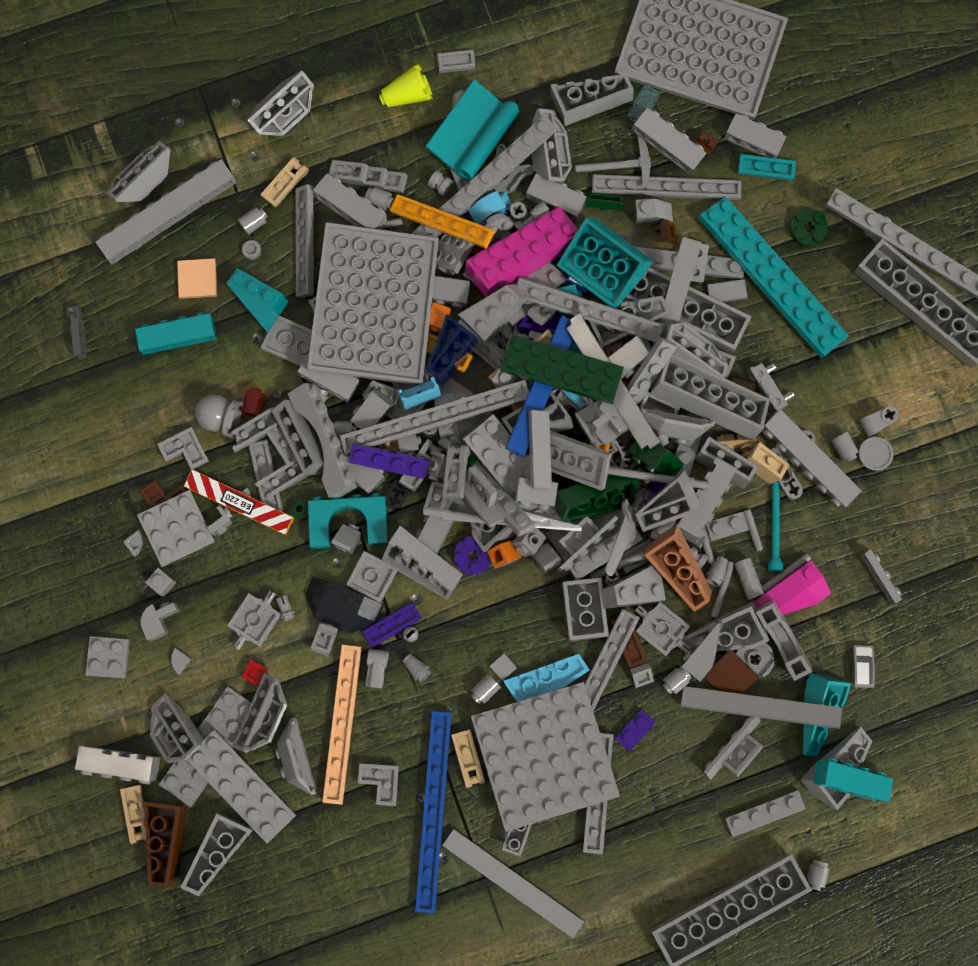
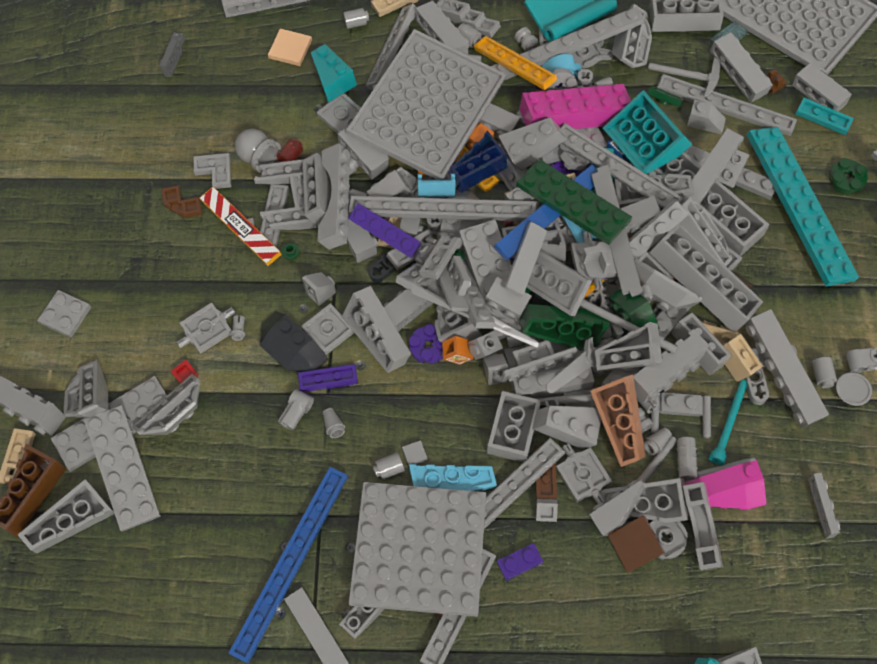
camera: 25 degrees right, 15 degrees down
(134, 543) = (136, 229): light grey tile -> none
(152, 620) = (118, 295): light grey brick -> none
(160, 582) = (140, 266): light grey brick -> none
(176, 333) = (251, 80): teal brick -> none
(176, 528) = (176, 229): light grey plate -> none
(179, 661) = (124, 339): light grey tile -> none
(220, 525) = (216, 238): light grey bracket -> none
(251, 249) = (344, 41): light grey tile -> none
(294, 758) = (183, 461): light grey wedge -> none
(322, 512) = (310, 258): teal arch -> none
(324, 639) = (260, 366): light grey bracket -> none
(342, 724) = (240, 449): light nougat plate -> none
(385, 778) = (258, 514): light grey plate -> none
(413, 637) = (341, 395): light grey hinge -> none
(452, 254) = (511, 93): light grey plate -> none
(468, 757) = (345, 524): tan plate -> none
(556, 195) = (622, 74): light grey brick -> none
(668, 232) = (712, 136): reddish brown tile -> none
(676, 680) = (579, 528): light grey brick -> none
(728, 291) = (759, 204): light grey tile -> none
(738, 752) = (617, 621): light grey bracket -> none
(761, 707) = (659, 584): light grey tile -> none
(767, 387) = (763, 290): light grey piece -> none
(821, 691) = (720, 609): teal wedge -> none
(863, 666) = (778, 587): slope -> none

